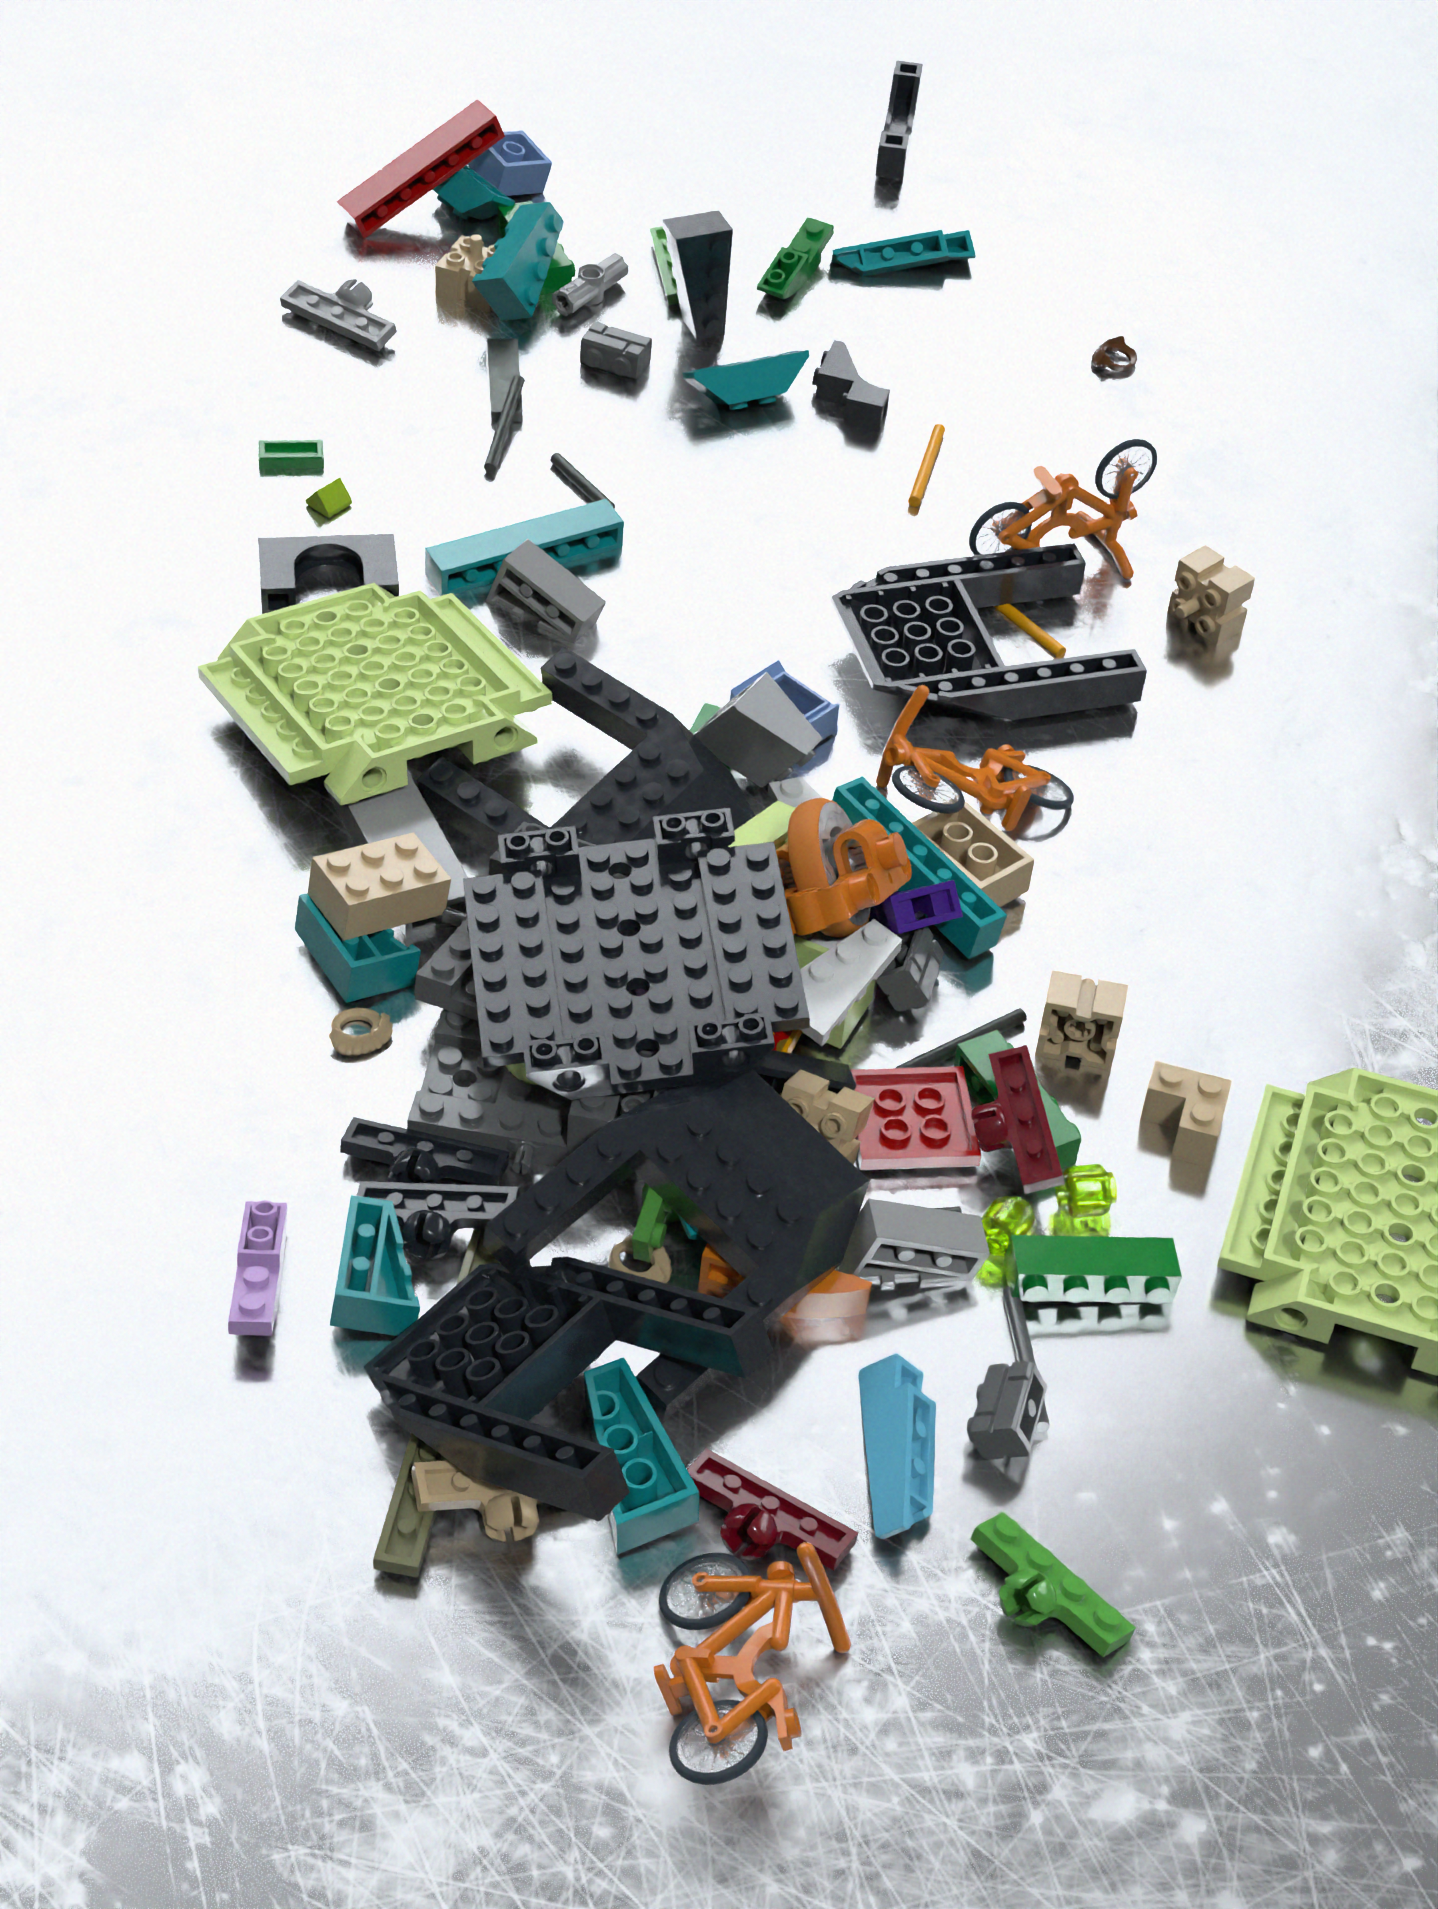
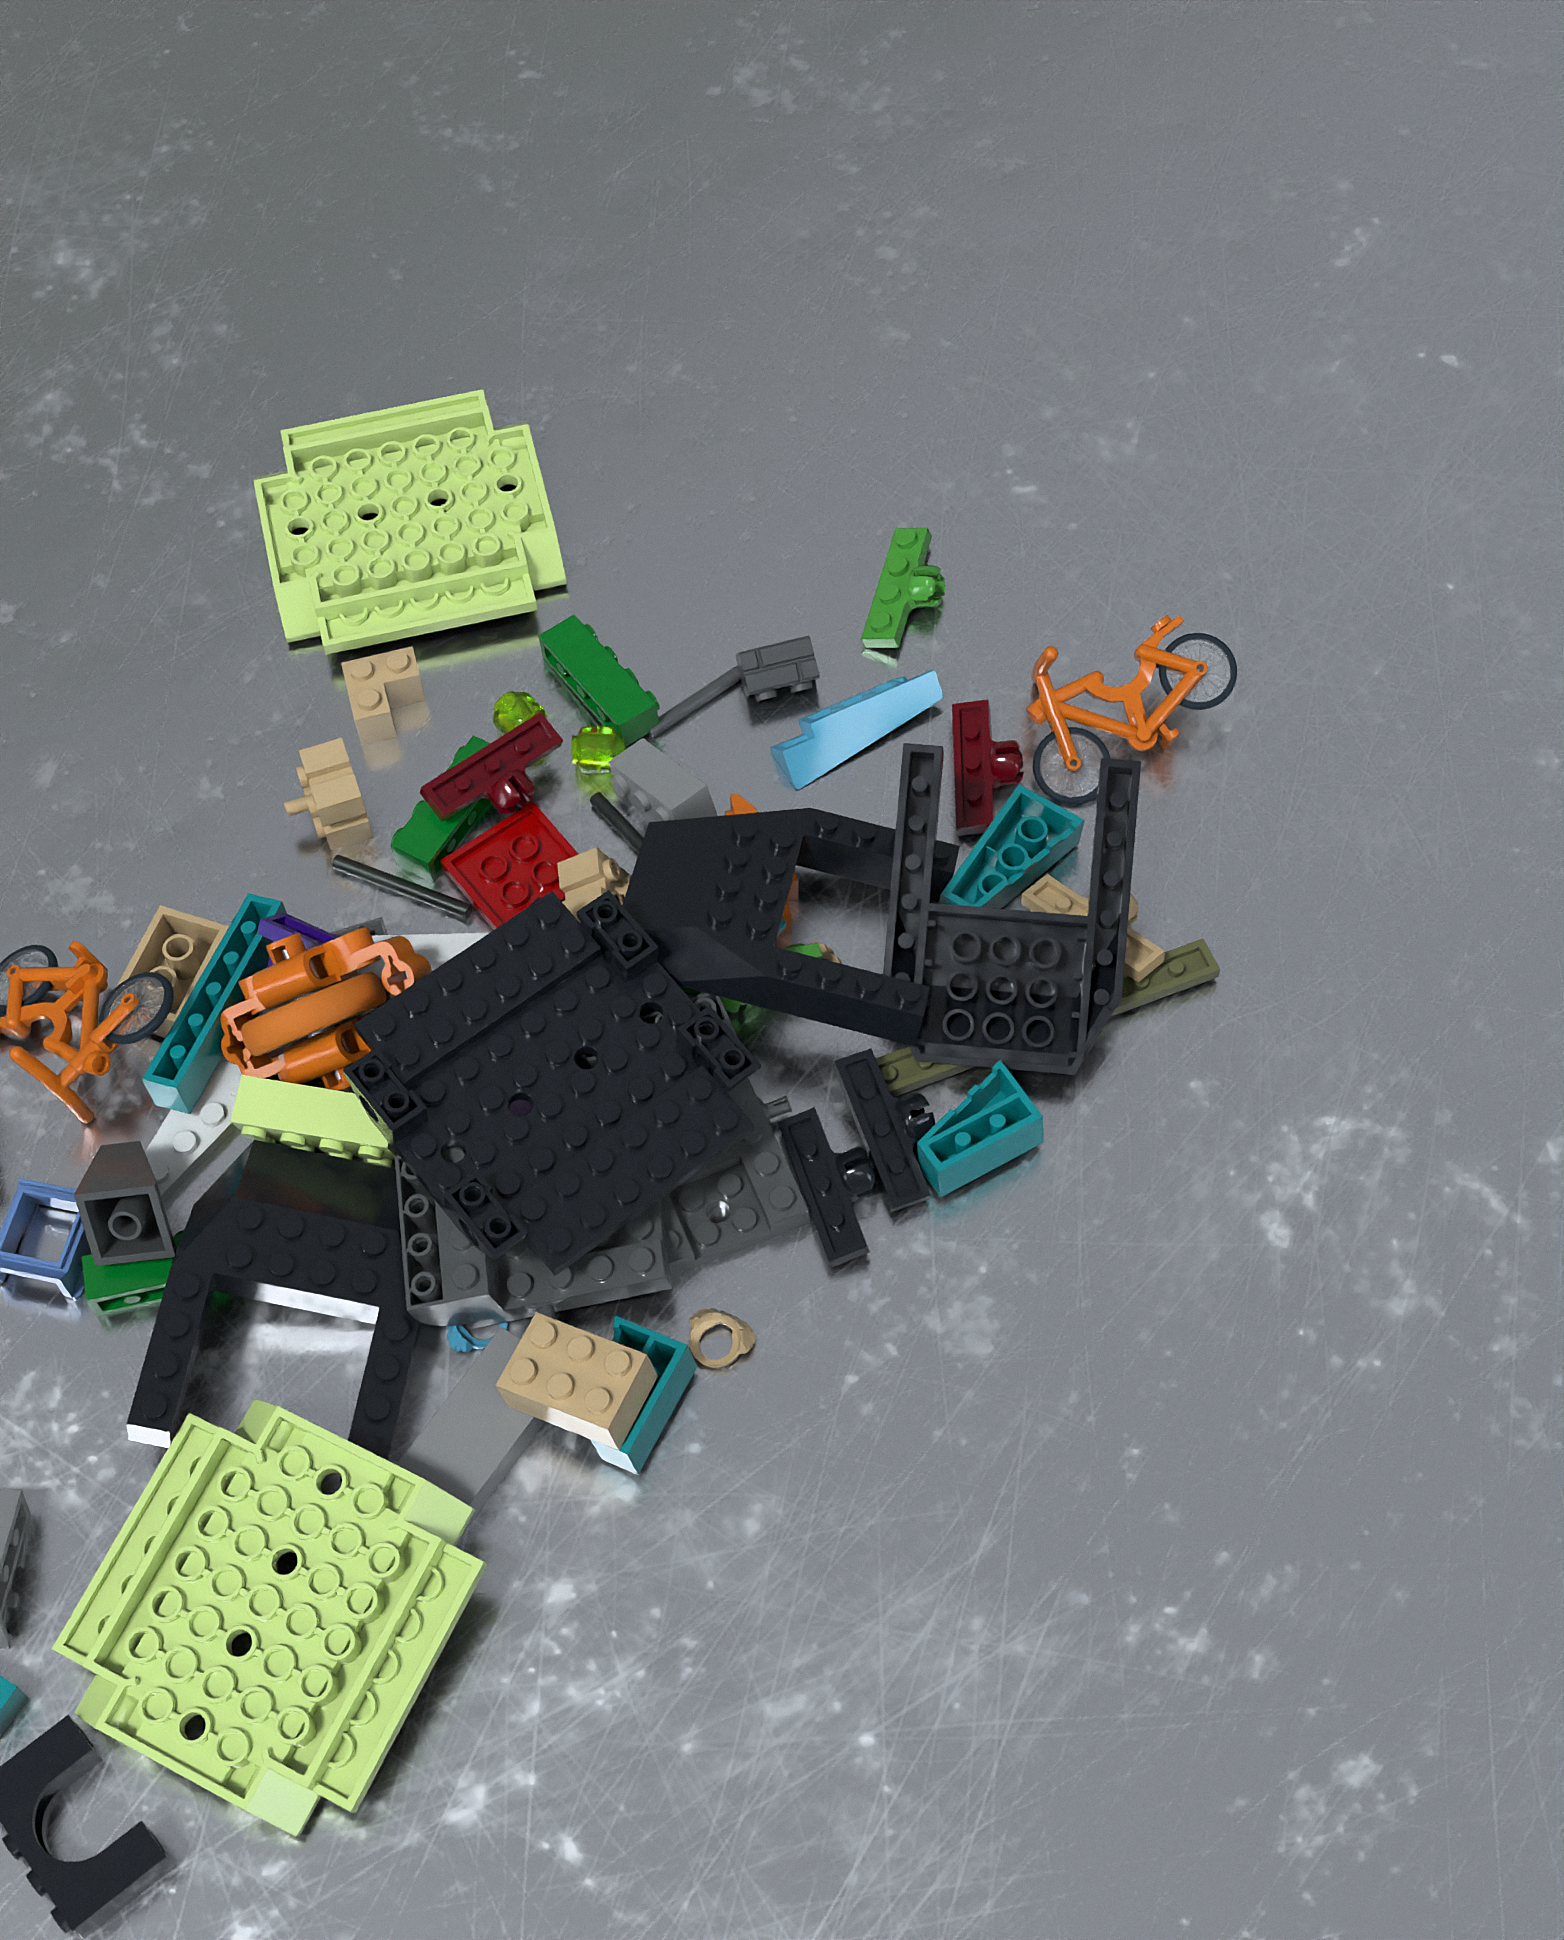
camera: 115 degrees left, 15 degrees up
(258, 1268) = (1041, 1221): lavender slope -> none

